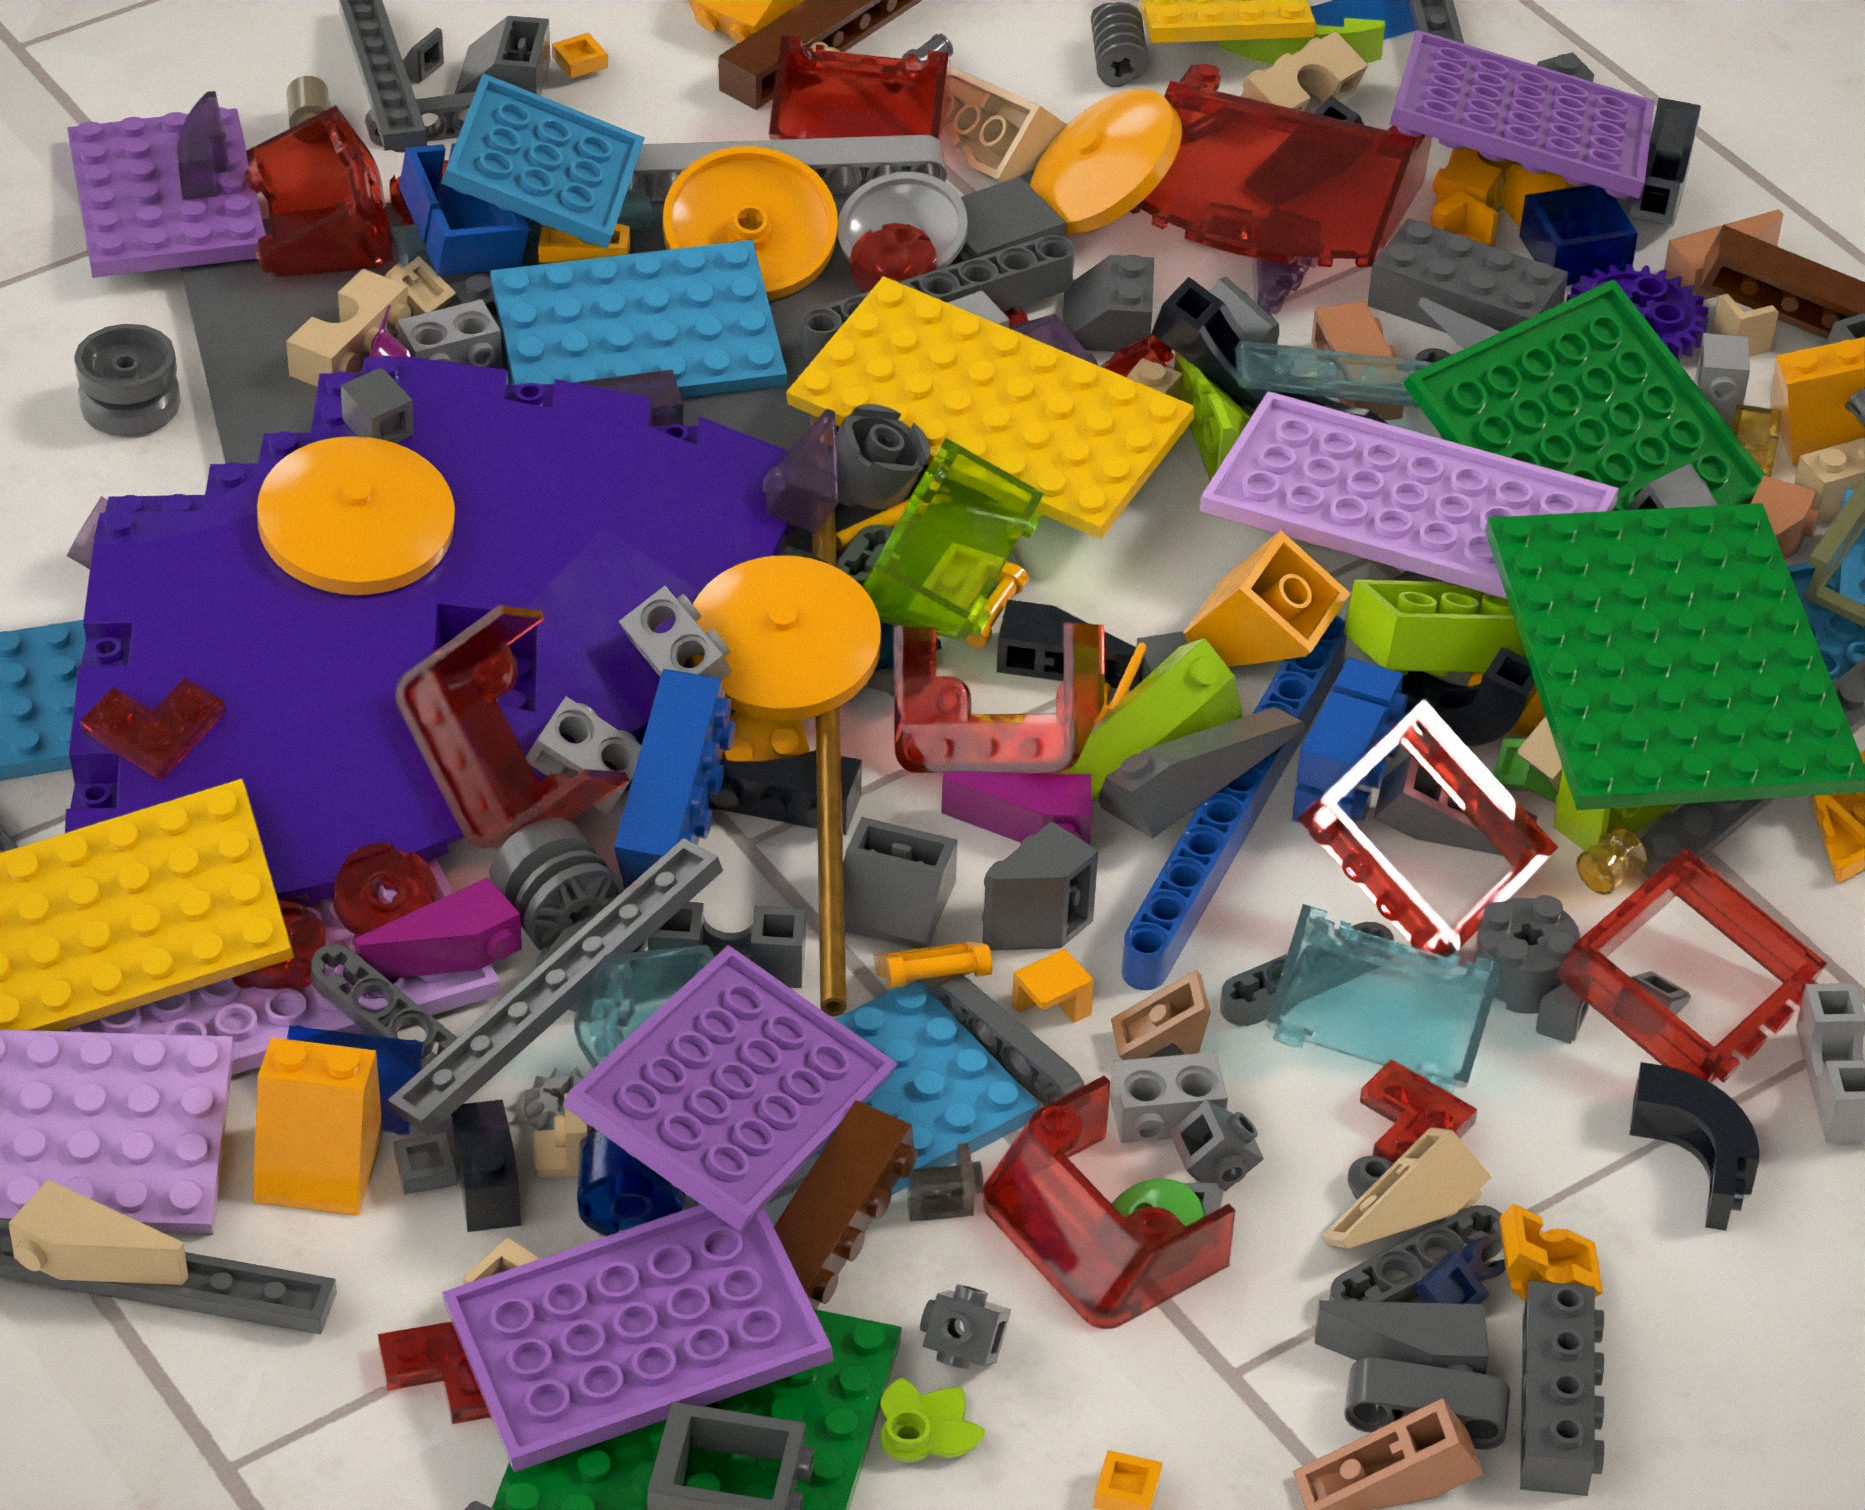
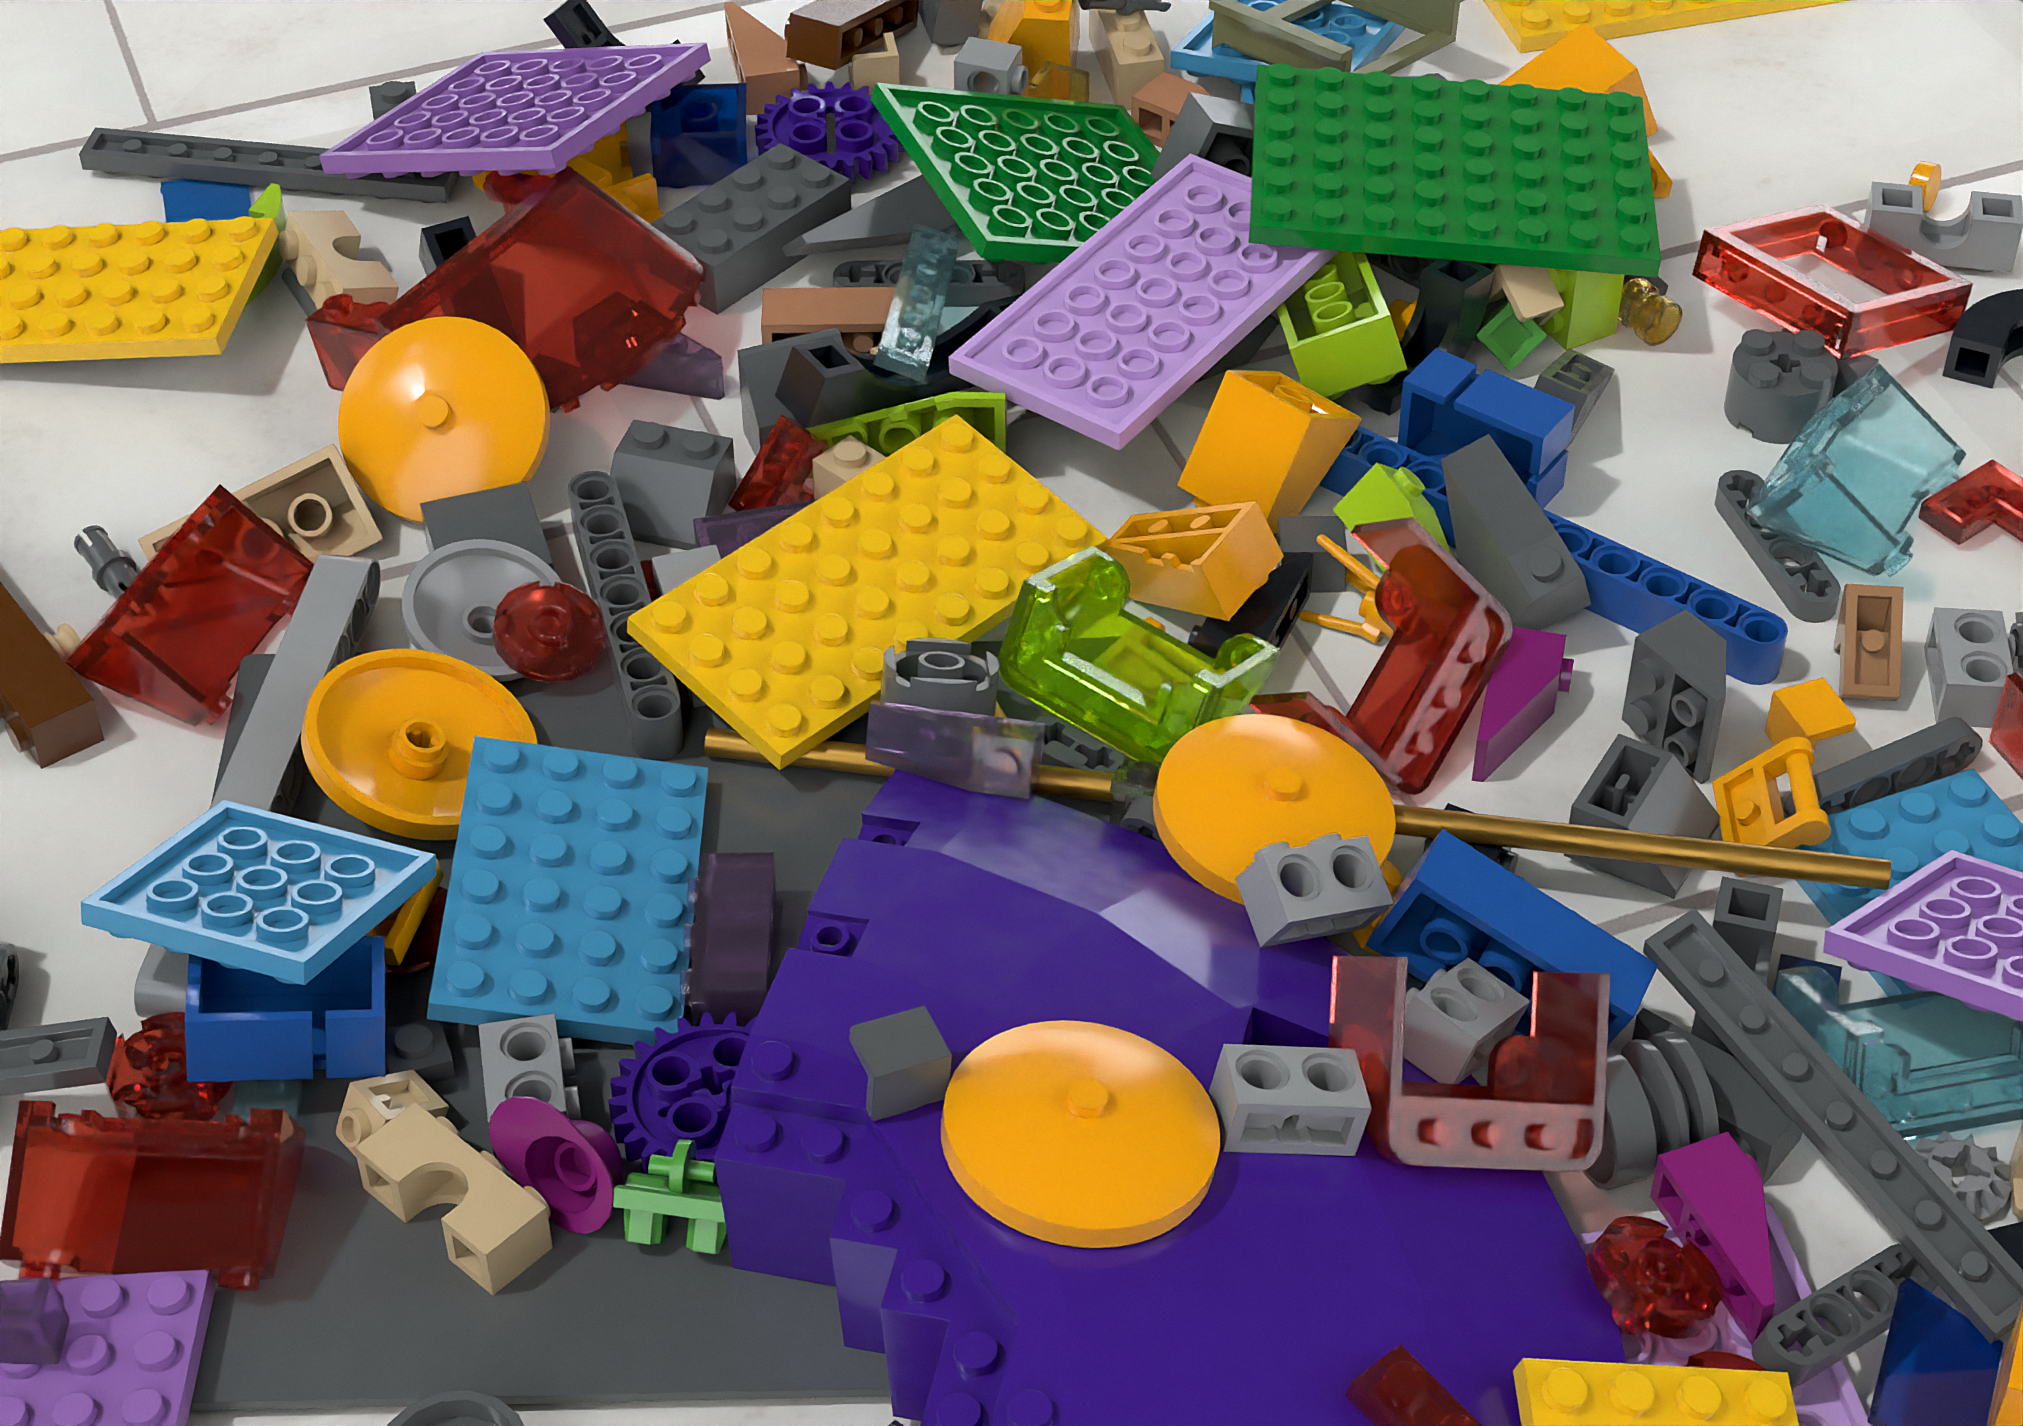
camera: 75 degrees left, 0 degrees up
(416, 612) = (1289, 1100): none -> light grey brick
(1084, 578) = (1197, 557): none -> light orange wedge
(1118, 43) = (176, 394): dark grey piece -> none
(1471, 789) = (1647, 392): clear red window -> none

